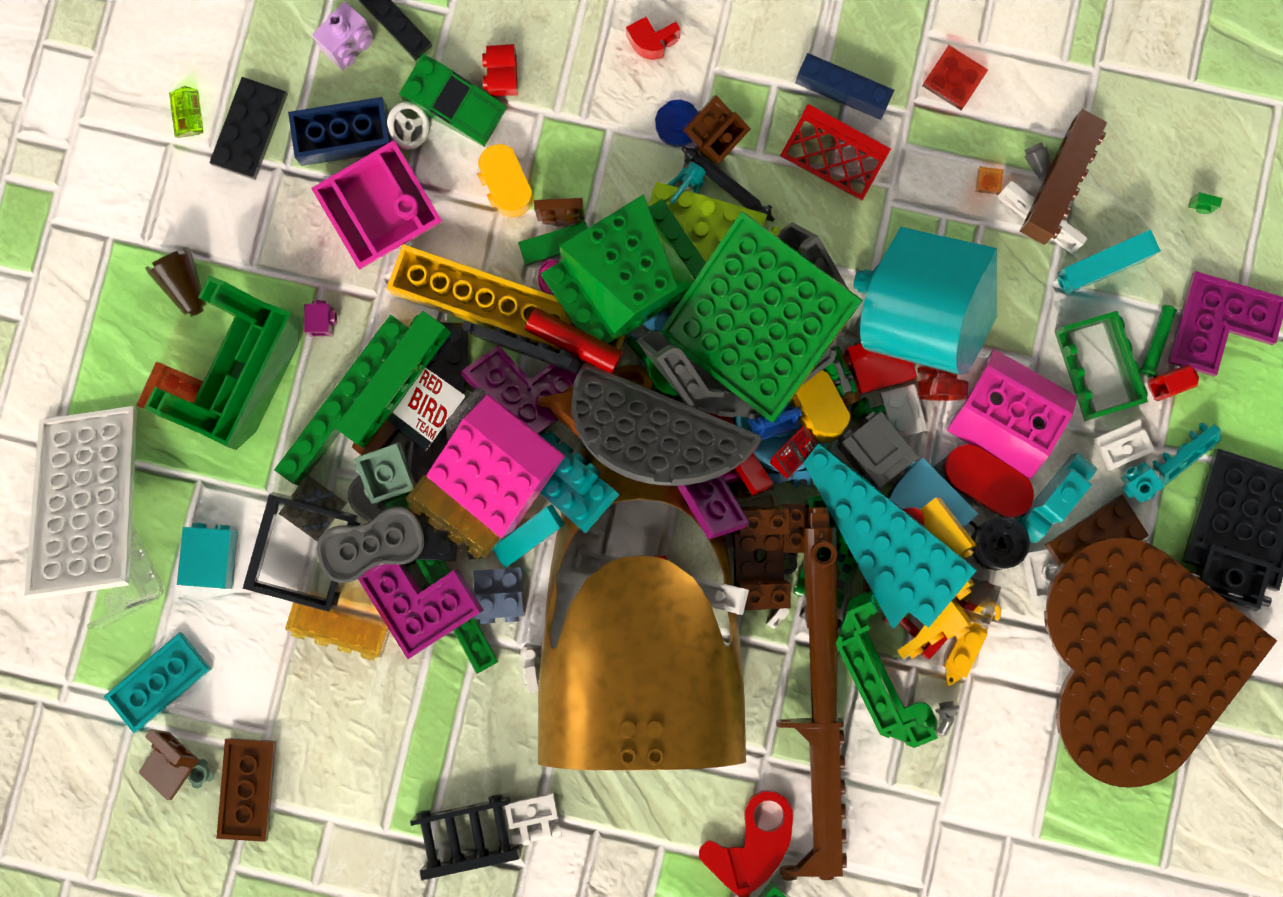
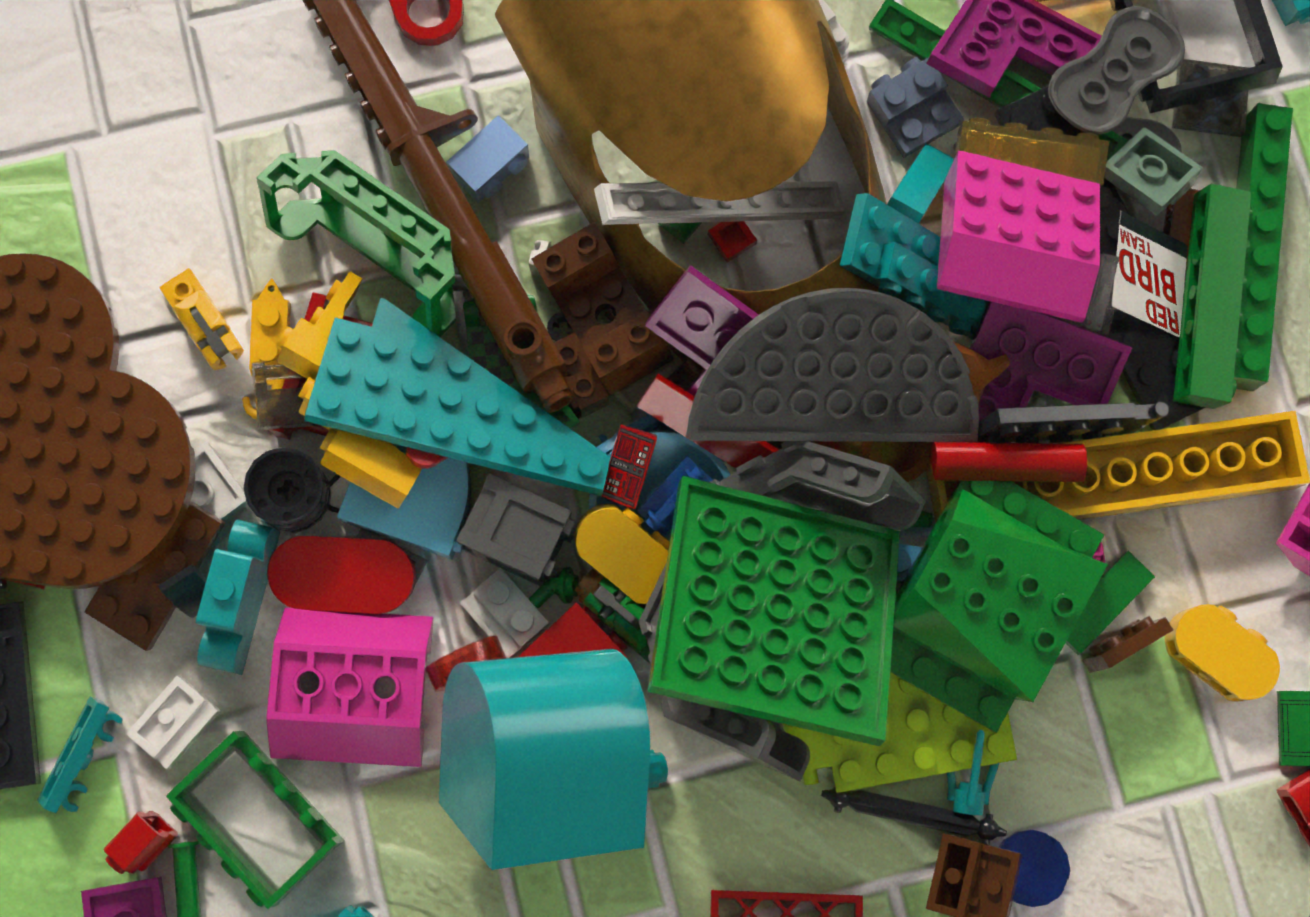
camera: 145 degrees right, 5 degrees down
(780, 693) = (489, 159): none -> light blue brick
(947, 712) = (258, 241): dark grey plate -> none
(1002, 680) = (201, 319): none -> yellow plate
(1086, 512) = (185, 590): none -> black slope
(1141, 482) = (125, 677): teal brick -> none

